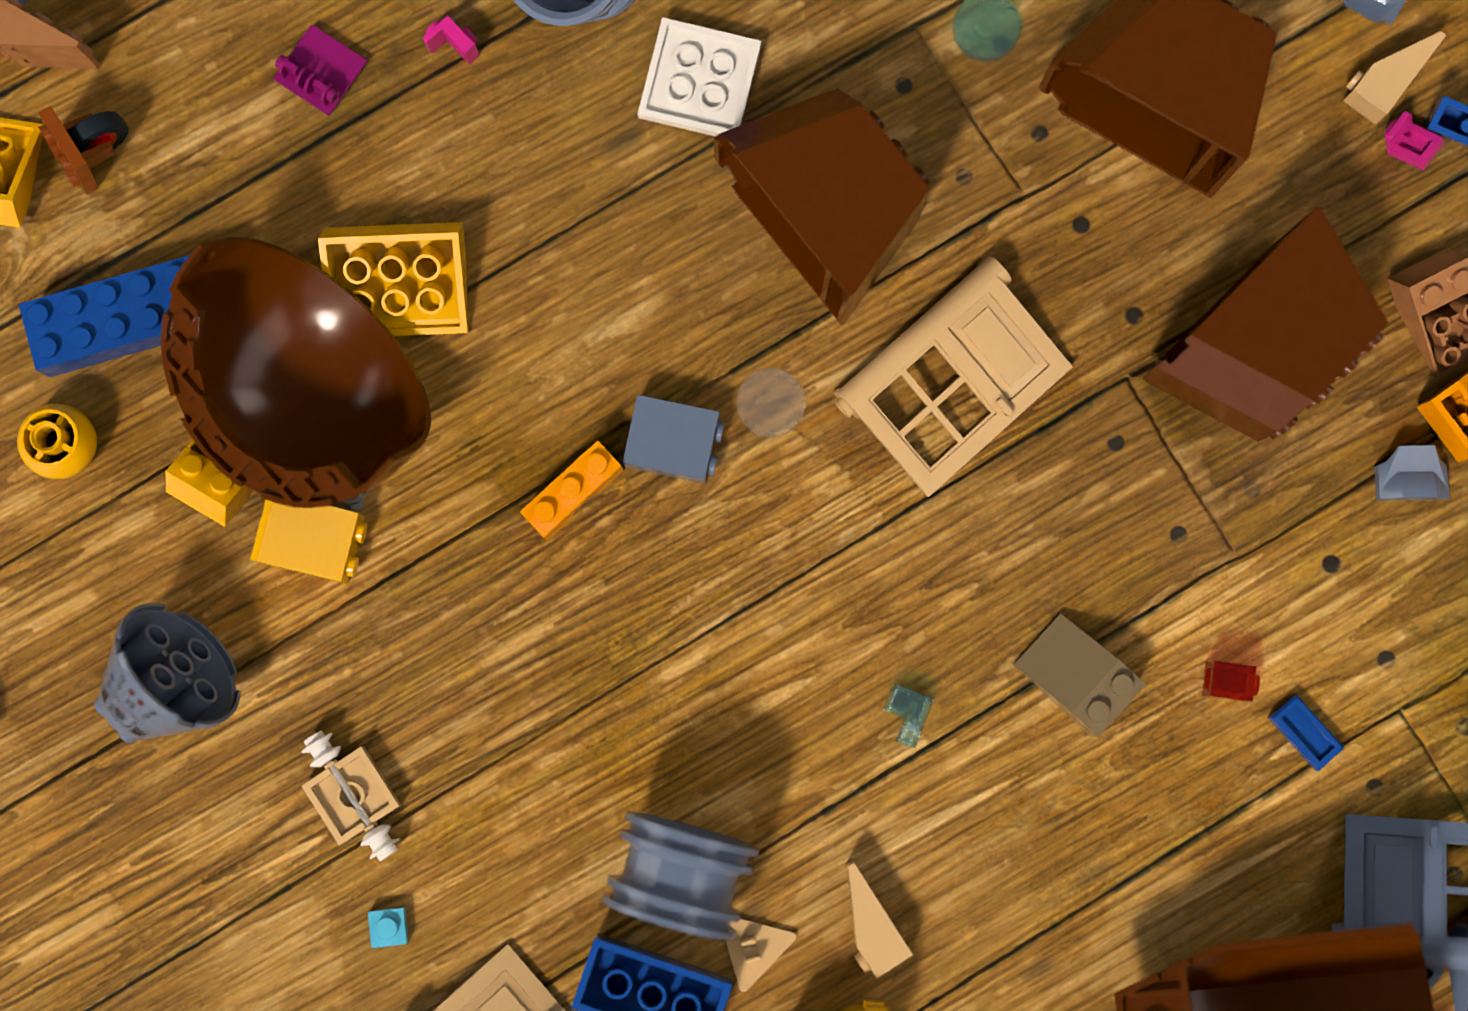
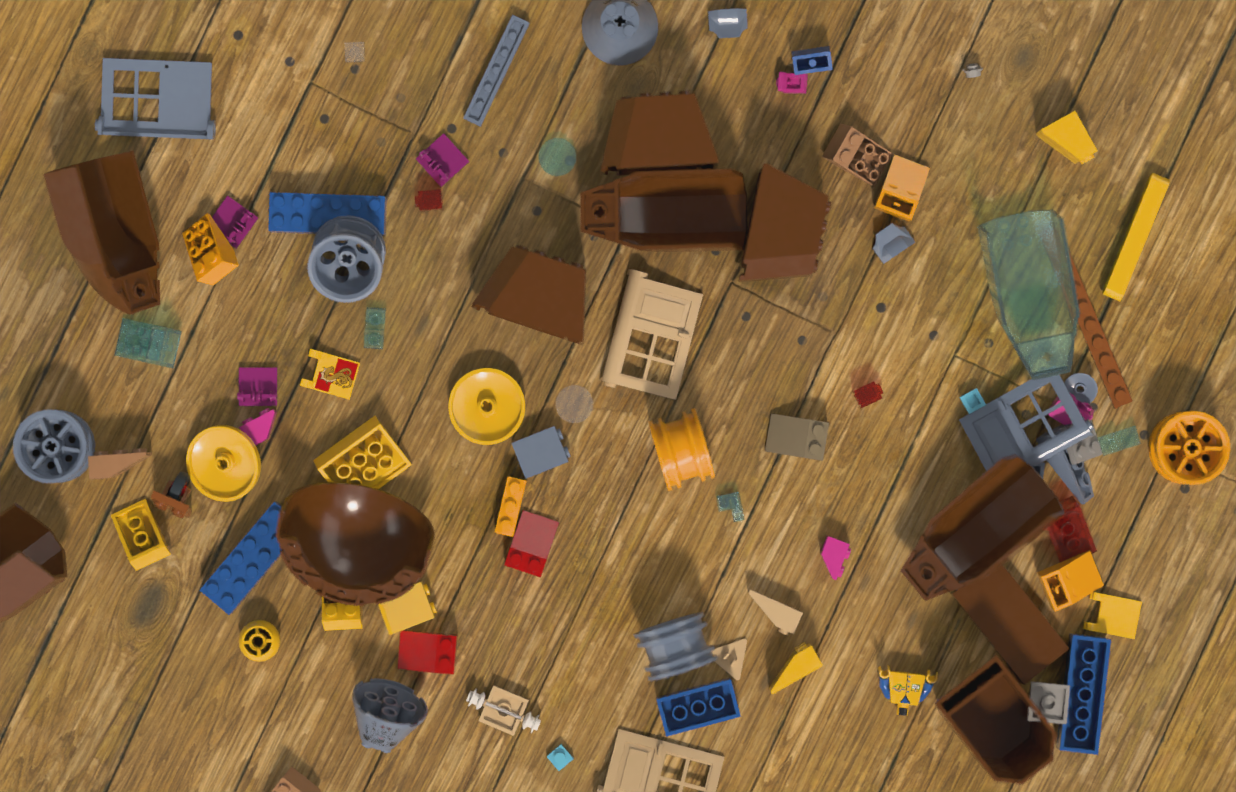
camera: 30 degrees left, 5 degrees up
(189, 142) = (223, 463): none -> yellow dish
(278, 130) = (261, 427): none -> dark pink slope
(299, 629) = (427, 652): none -> red slope
(440, 124) = (332, 375): none -> flag
(460, 39) = (315, 328): dark pink bracket -> none
(550, 98) = (375, 328): none -> clear light blue slope
(565, 569) = (531, 543): none -> red slope
(637, 316) = (486, 406): none -> yellow dish
(699, 78) = (439, 273): white plate -> none
(892, 573) = (681, 449): none -> light orange wheel
(1017, 896) = (833, 555): none -> dark pink slope
(1117, 196) = (670, 211): none -> reddish brown windscreen
(1306, 732) = (917, 394): blue tile -> none
(1386, 80) = (761, 62): tan slope -> none
(1386, 799) = (972, 401): none -> medium azure plate

